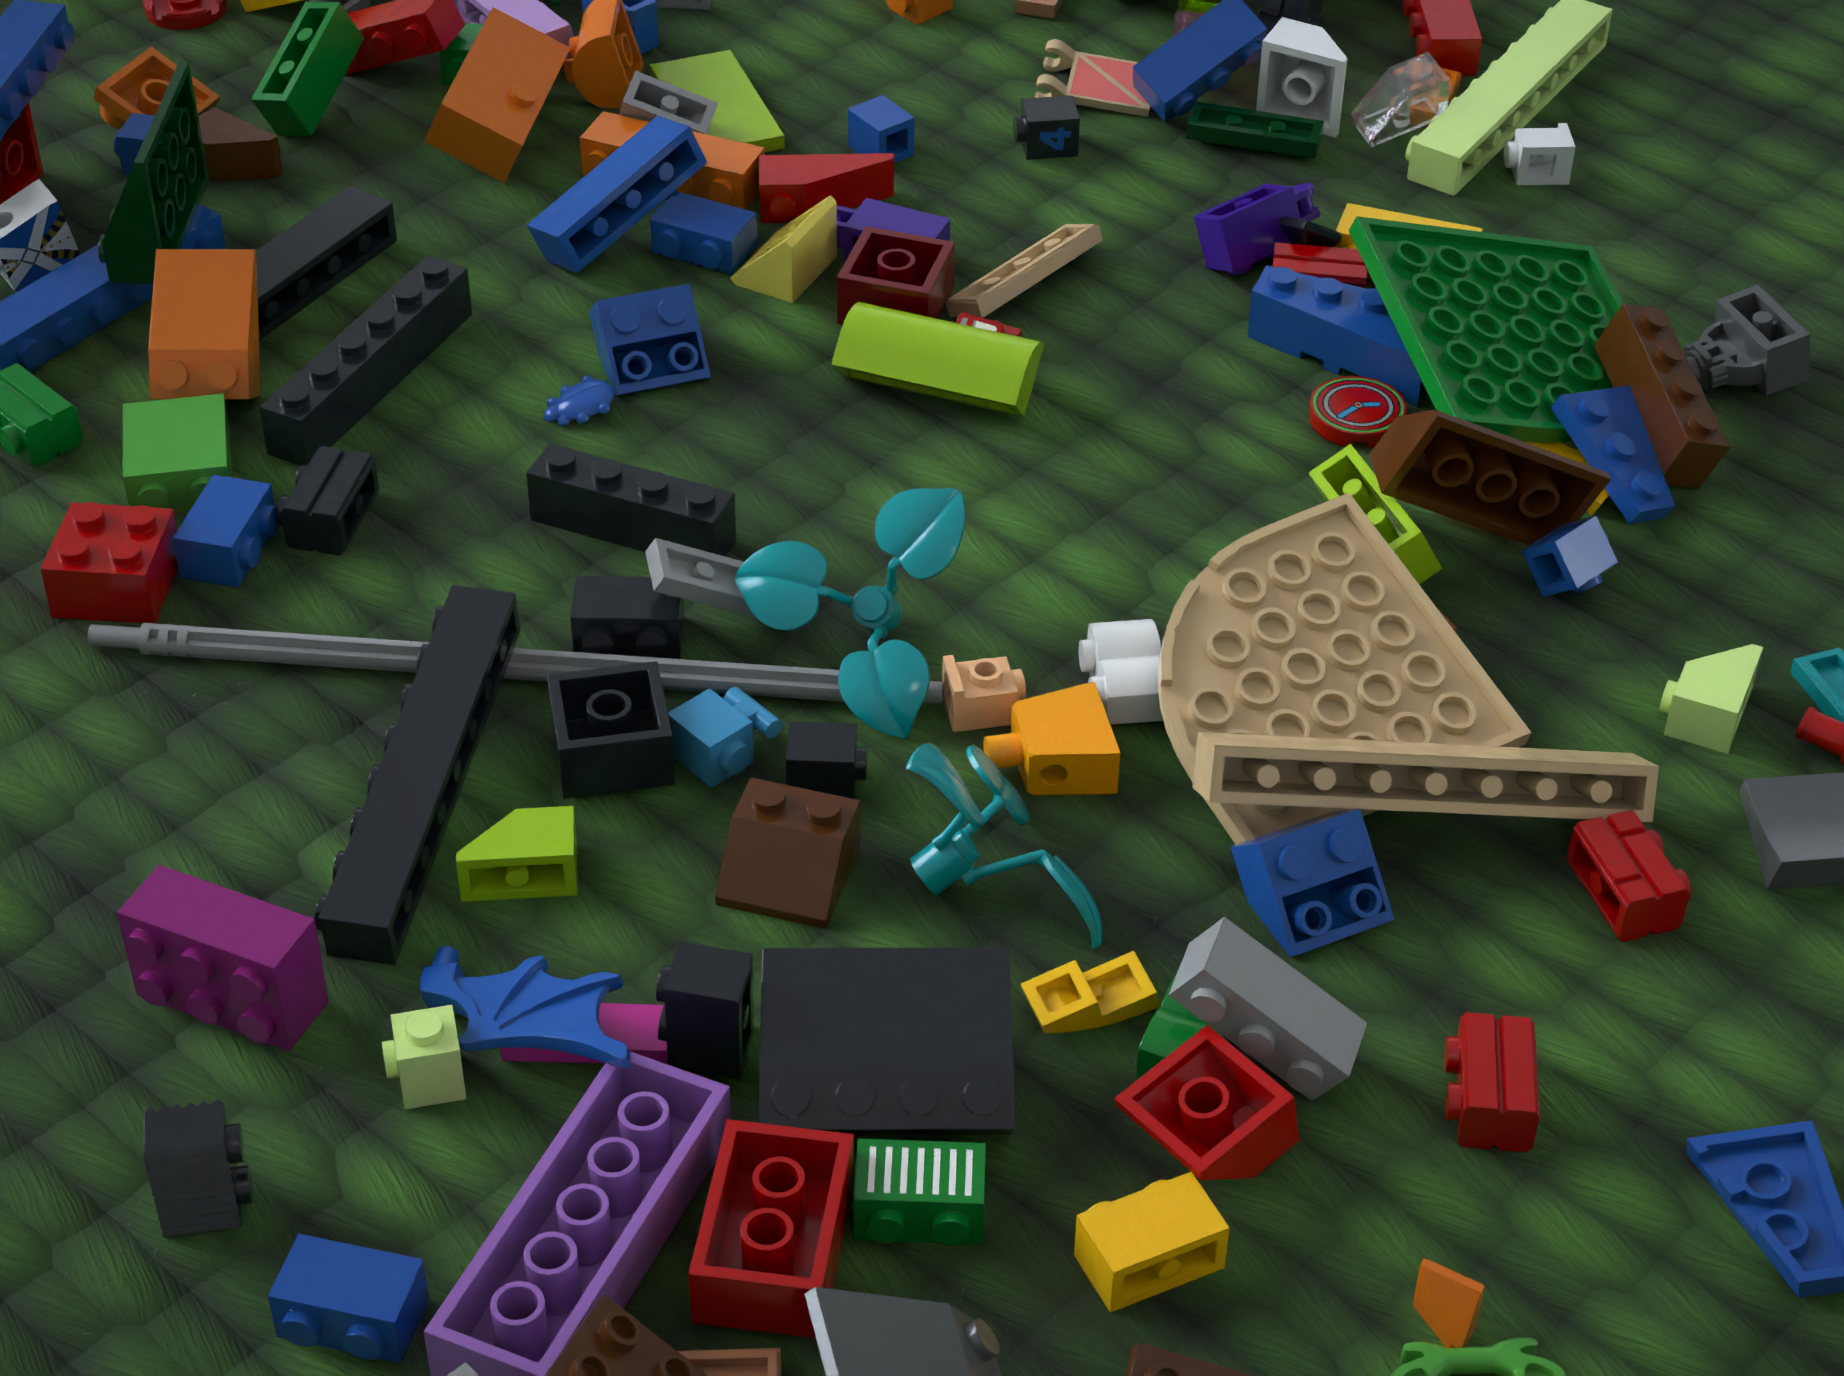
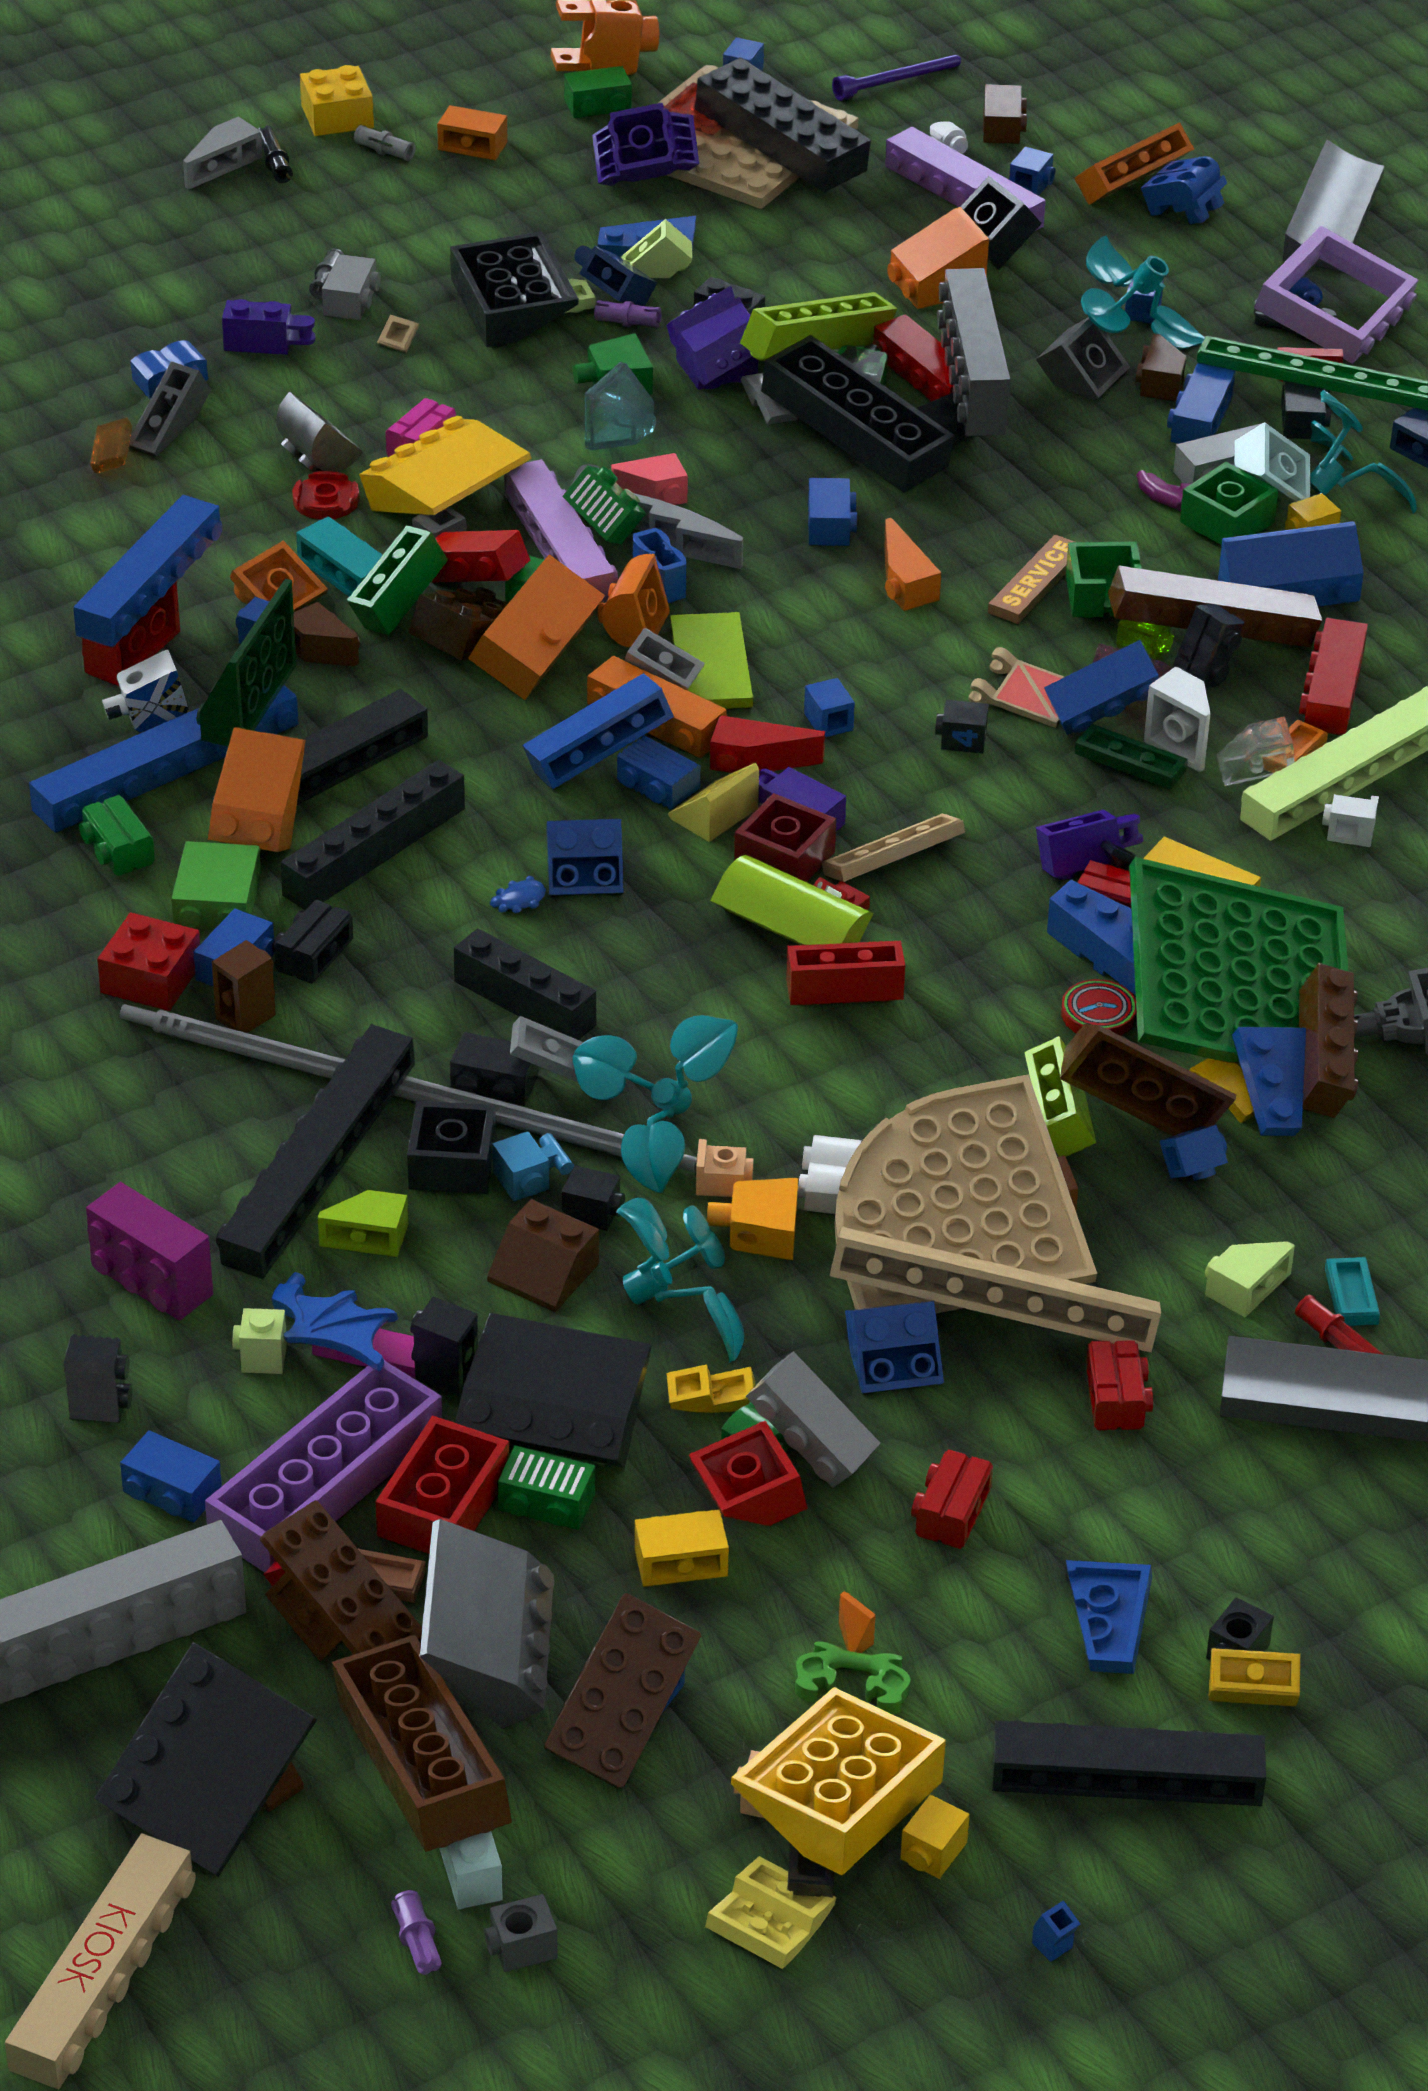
camera: 15 degrees right, 0 degrees up
(222, 57) = (336, 554): none -> teal brick
(255, 571) = (244, 987): none -> reddish brown brick
(391, 104) = (455, 619): none -> dark brown slope
(1037, 419) = (845, 972): none -> red brick

